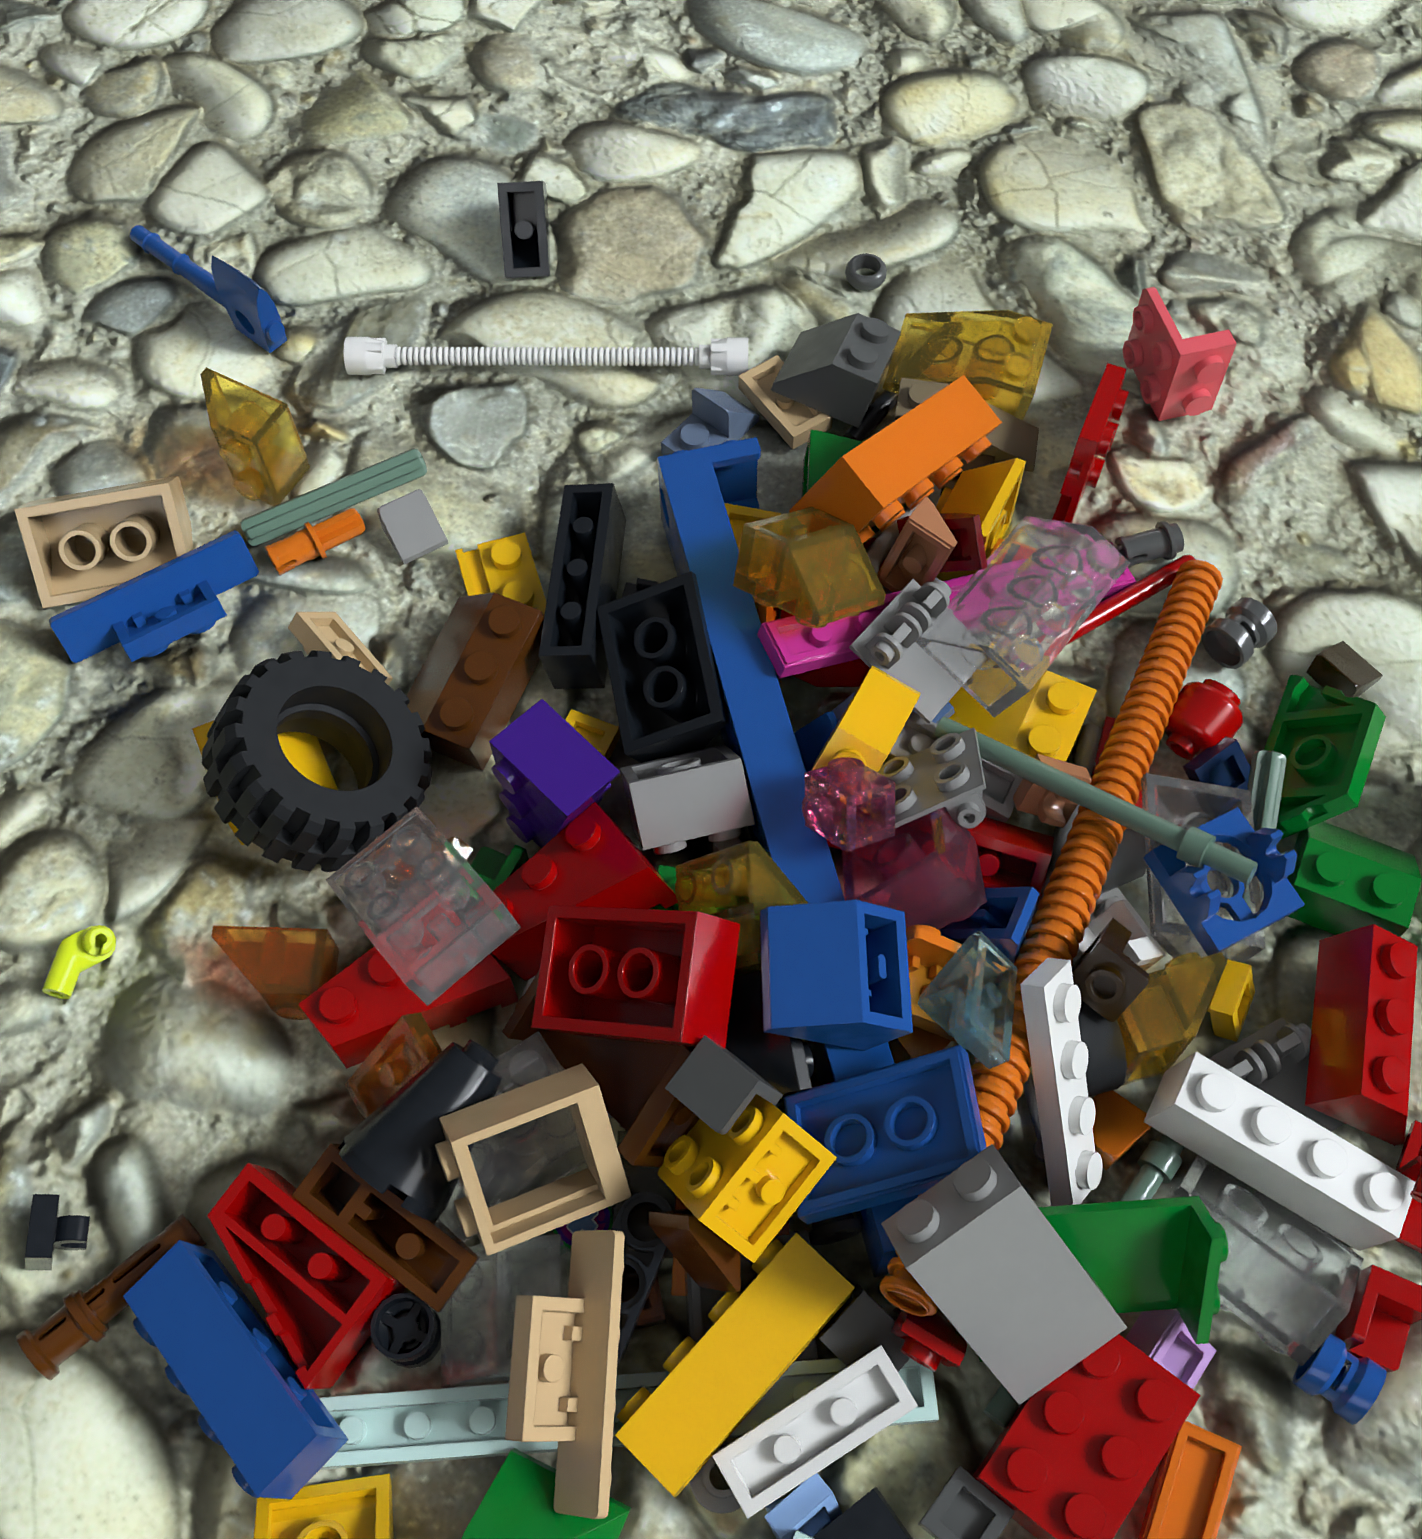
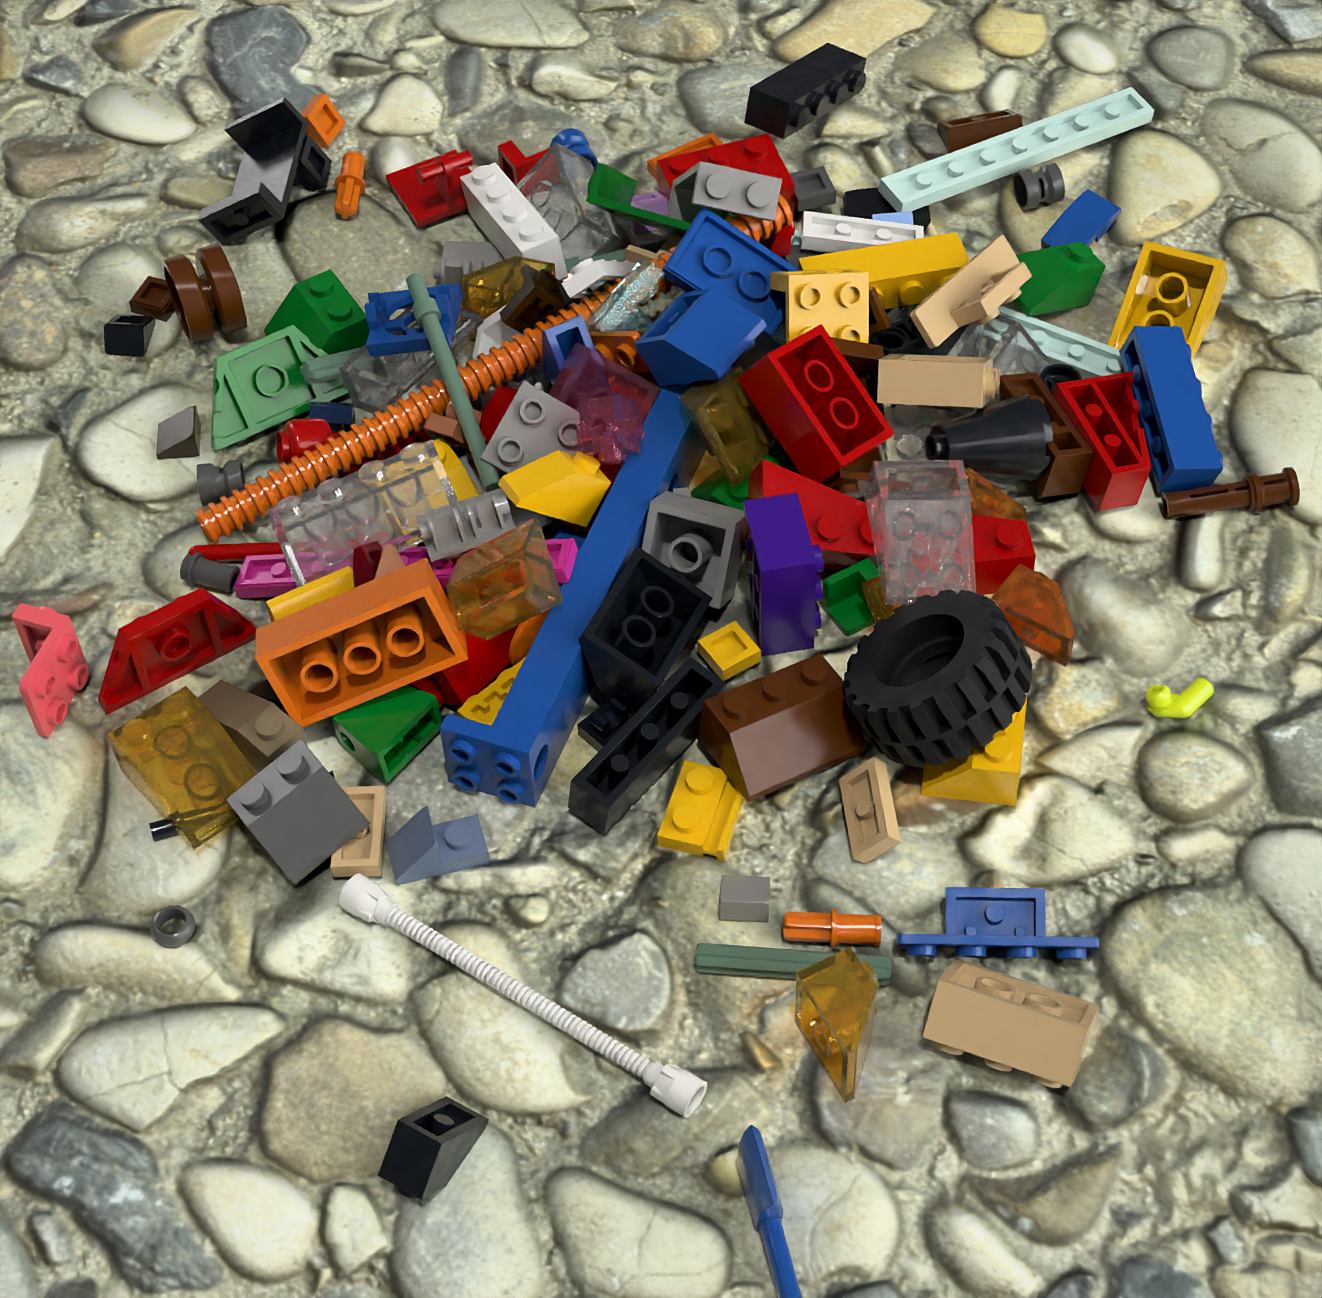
camera: 145 degrees left, 10 degrees down
(50, 1232) = (1259, 539): black tile -> none
(718, 1085) = (809, 305): dark grey panel -> none
(1363, 1031) = (405, 243): red slope -> none

